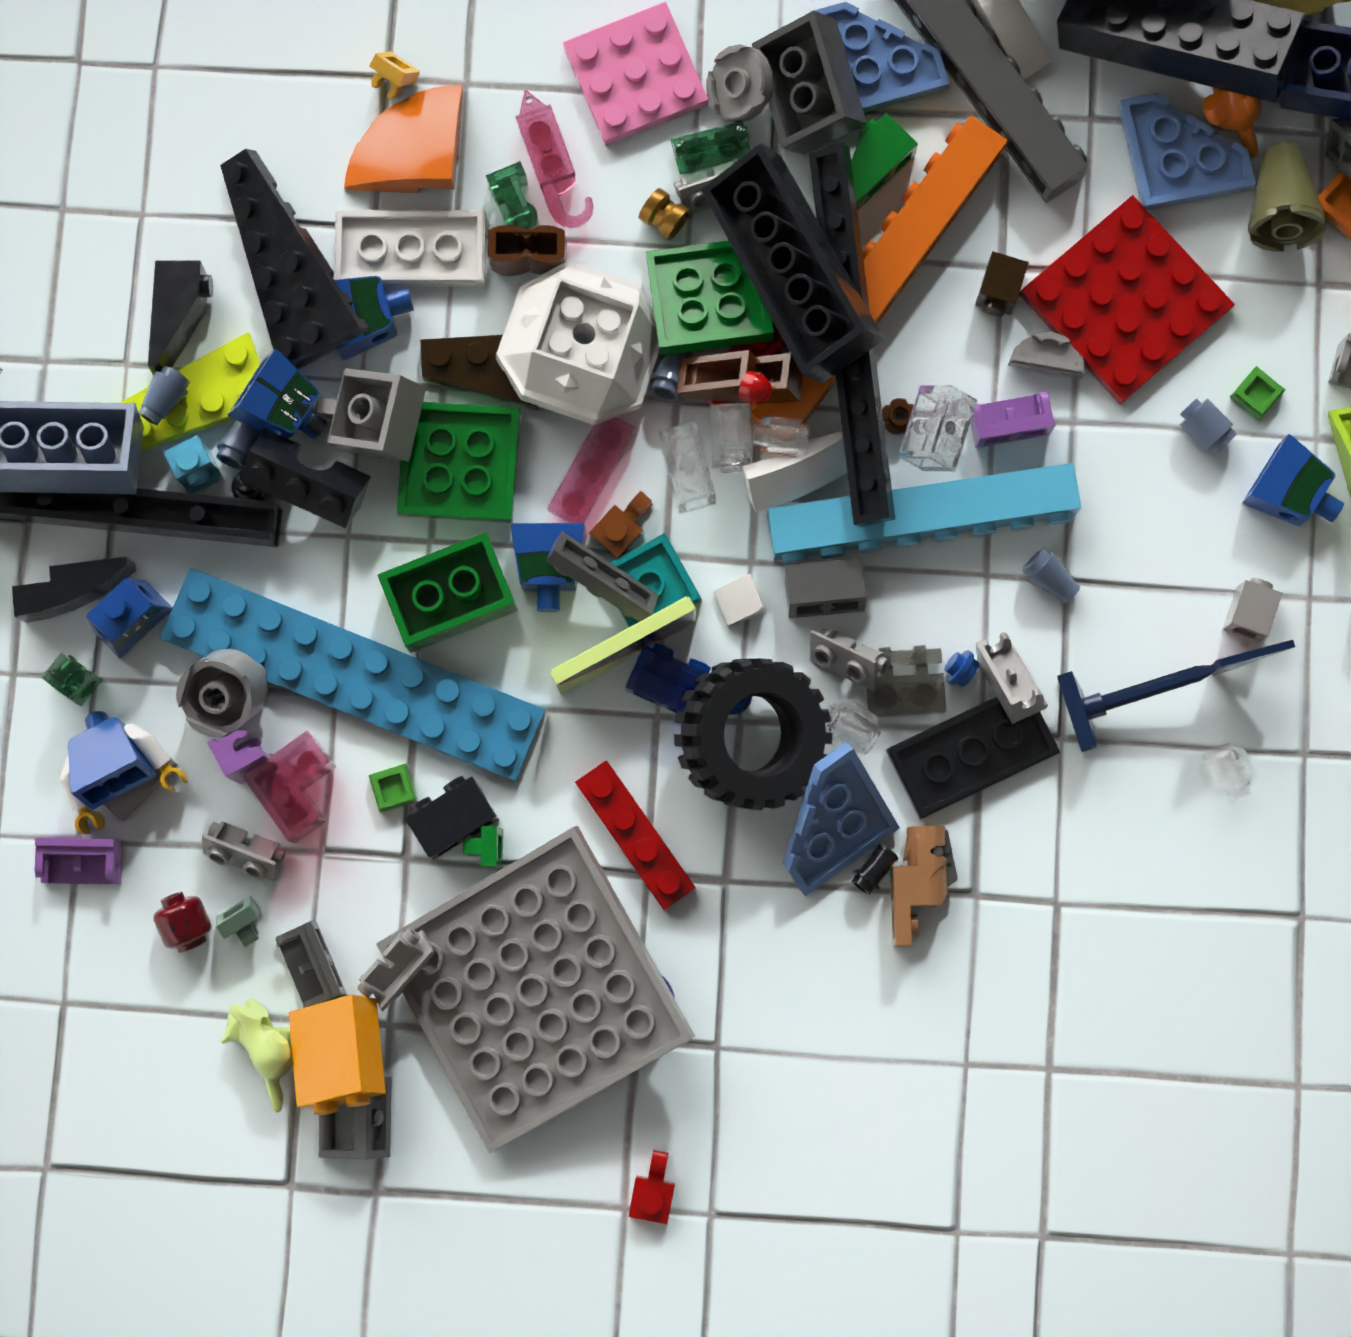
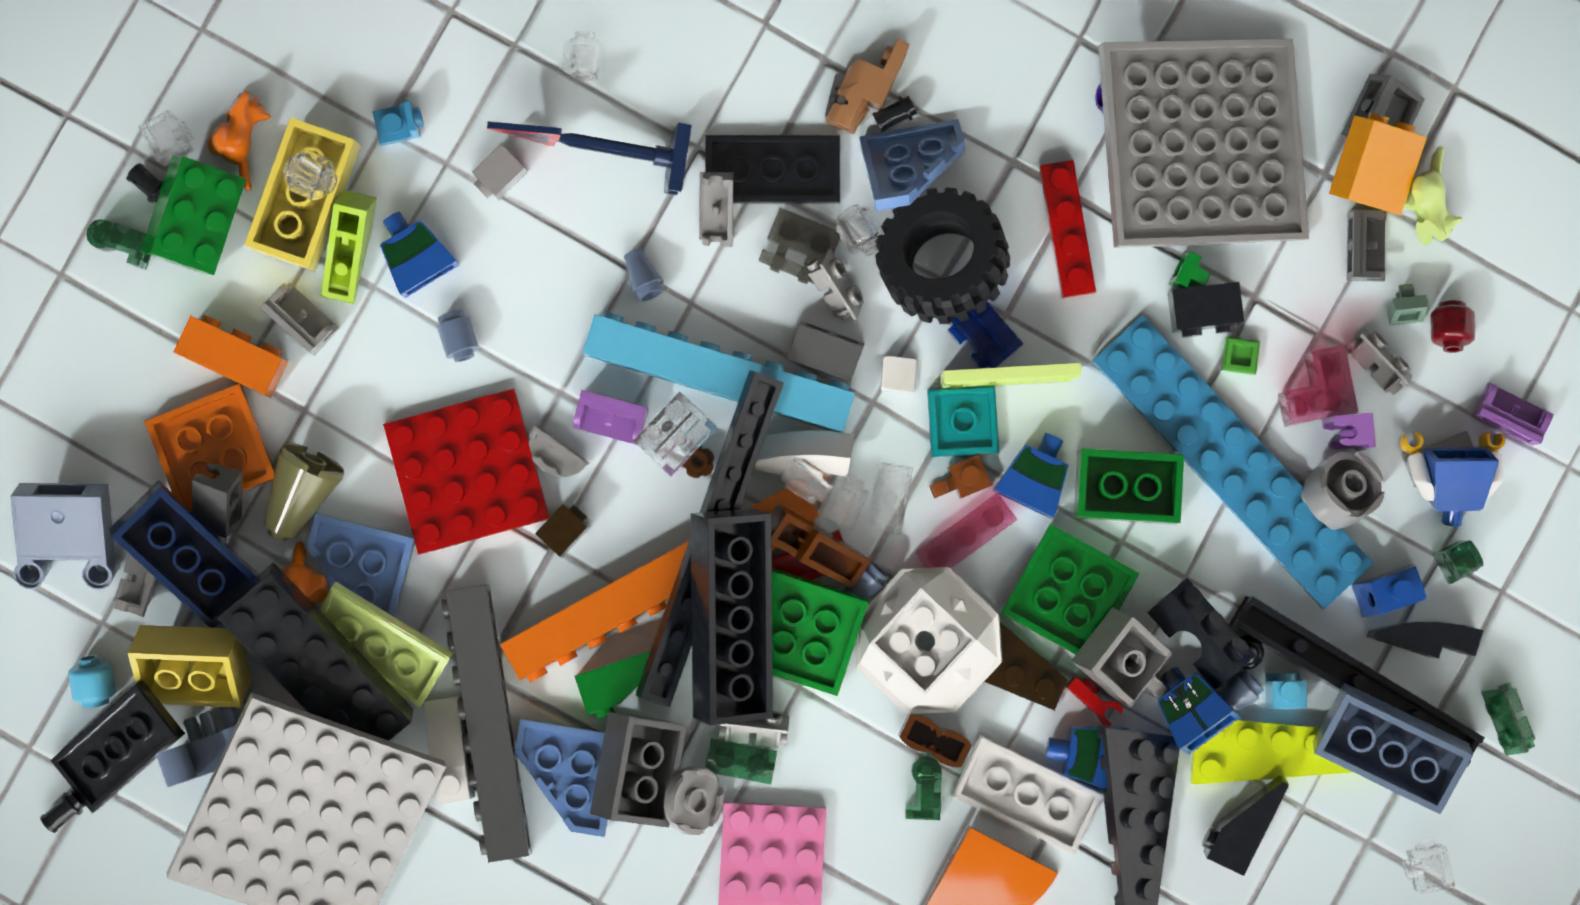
camera: 160 degrees left, 5 degrees up
(163, 394) = (1286, 757): sand blue cone -> none
(389, 363) = (1086, 693): none -> red plate
(408, 955) = (1295, 208): light grey hinge -> none
(549, 159) = (878, 813): clear pink plate -> none
(601, 578) = (1002, 436): dark grey plate -> none
(664, 214) = (807, 712): pearl gold wheel -> none
(754, 388) = (812, 524): red hinge -> none
(961, 668) = (750, 236): blue plate -> none
(1114, 89) = (393, 648): none -> yellowish green tile
(1257, 393) = (401, 345): bright green tile -> none

